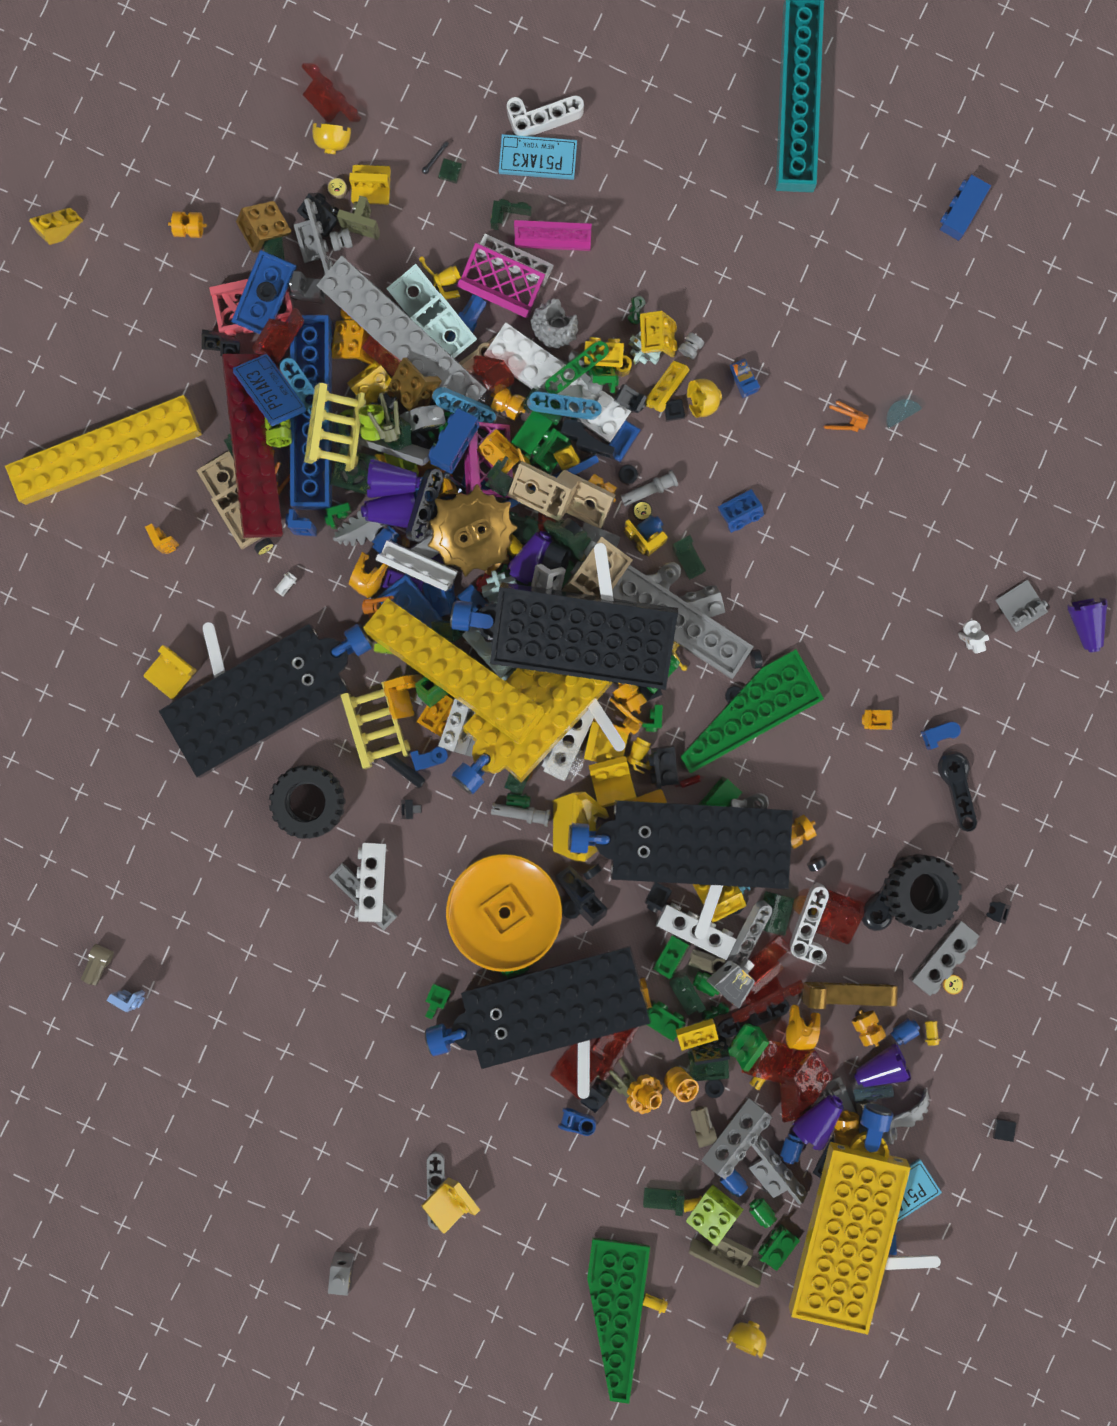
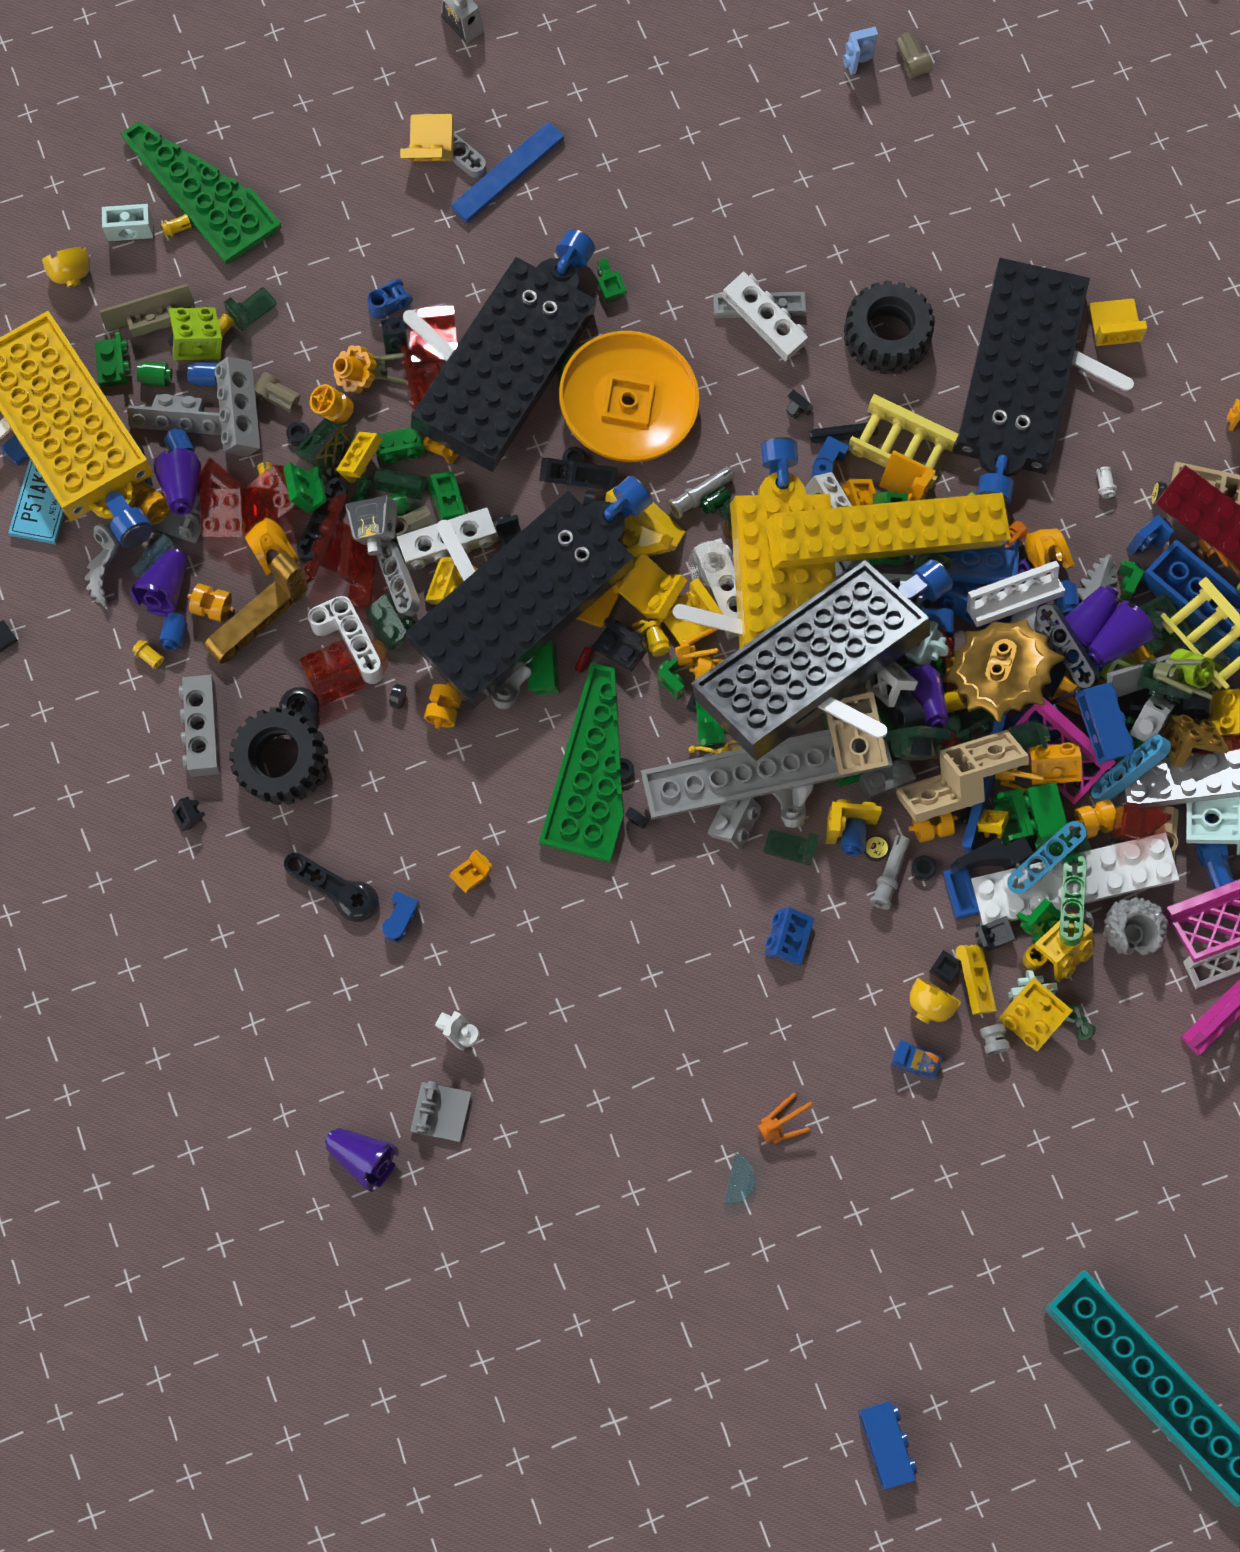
camera: 130 degrees right, 15 degrees down
(420, 1137) = (507, 172): none -> blue tile
(684, 1333) = (127, 222): none -> light aqua brick
(953, 984) = (169, 713): light yellow tile -> none

